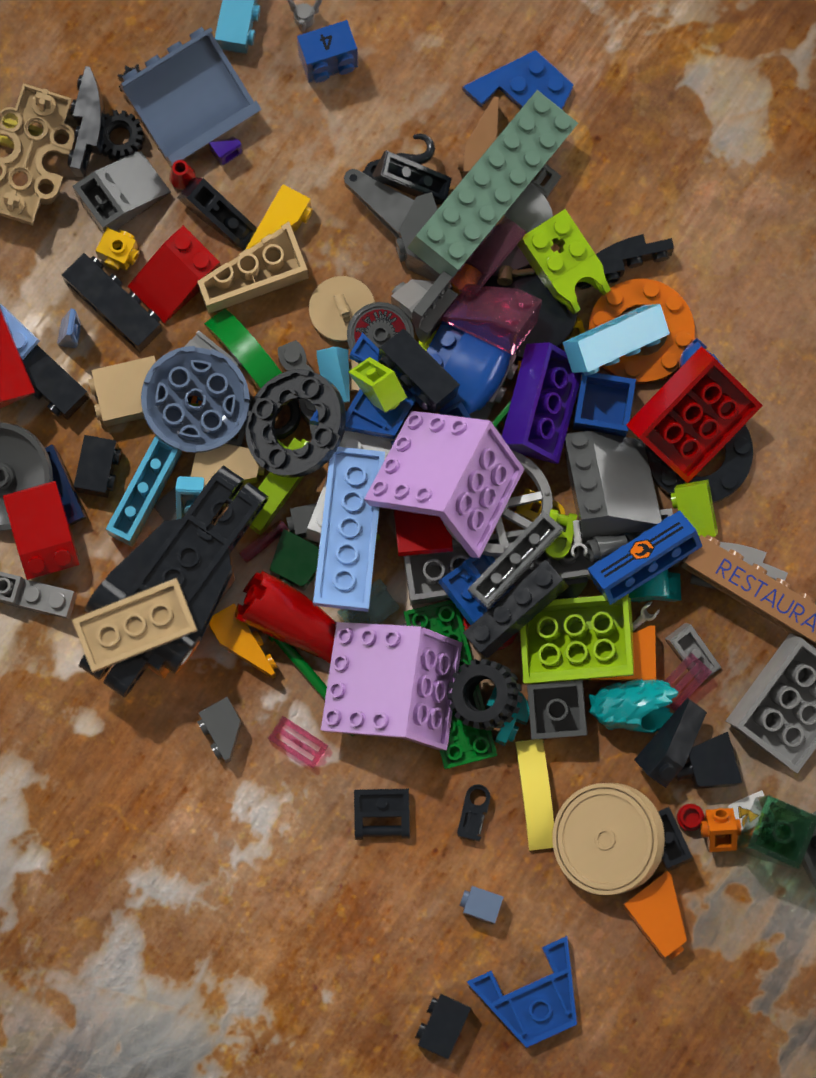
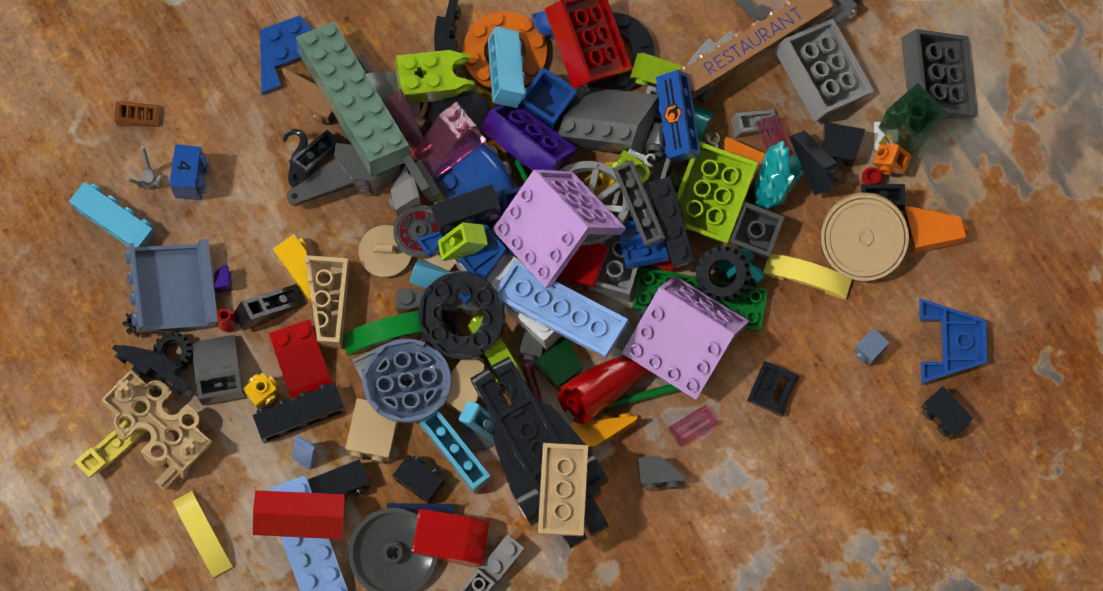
camera: 60 degrees left, 5 degrees down
(472, 815) = (802, 326): black piece -> none

